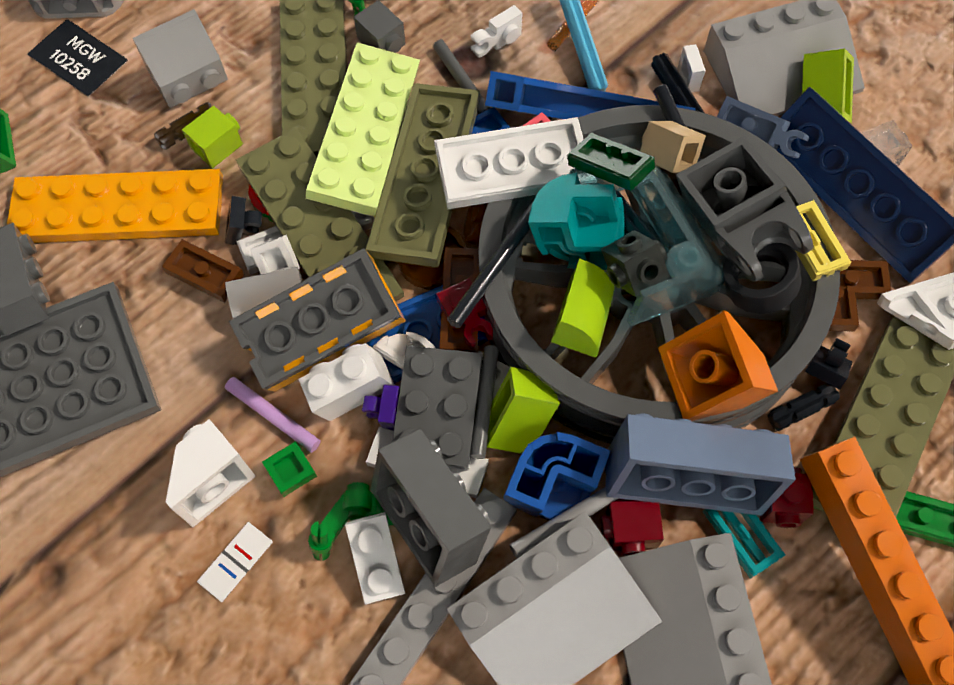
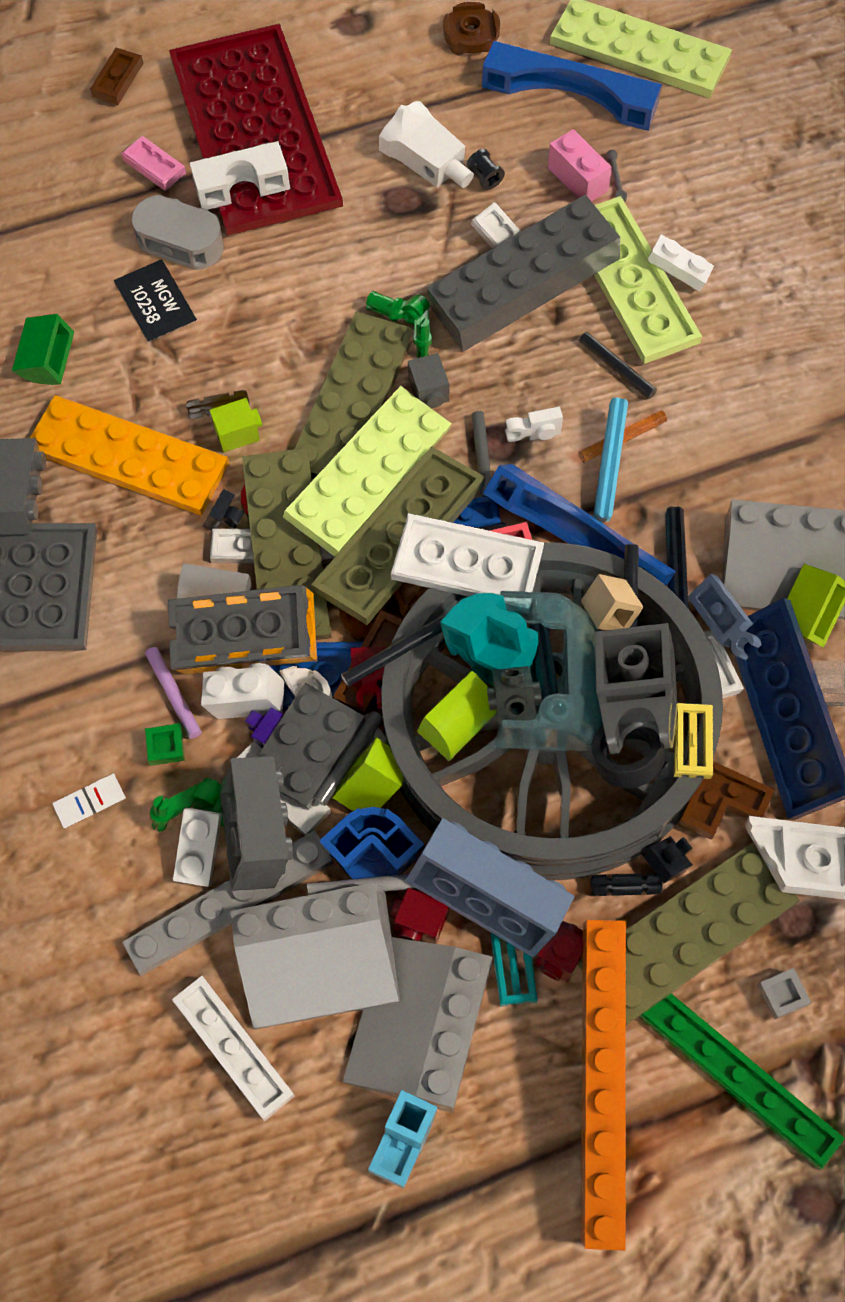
camera: 25 degrees right, 0 degrees up
(181, 58) = (238, 343): light grey slope -> none
(201, 269) = (171, 542): reddish brown plate -> none
(204, 473) = (94, 718): white slope -> none
(274, 255) = (235, 557): white plate -> none
(611, 161) = (534, 598): dark green plate -> none
(691, 67) = (697, 532): white tile -> none
(716, 368) = (539, 814): orange slope -> none

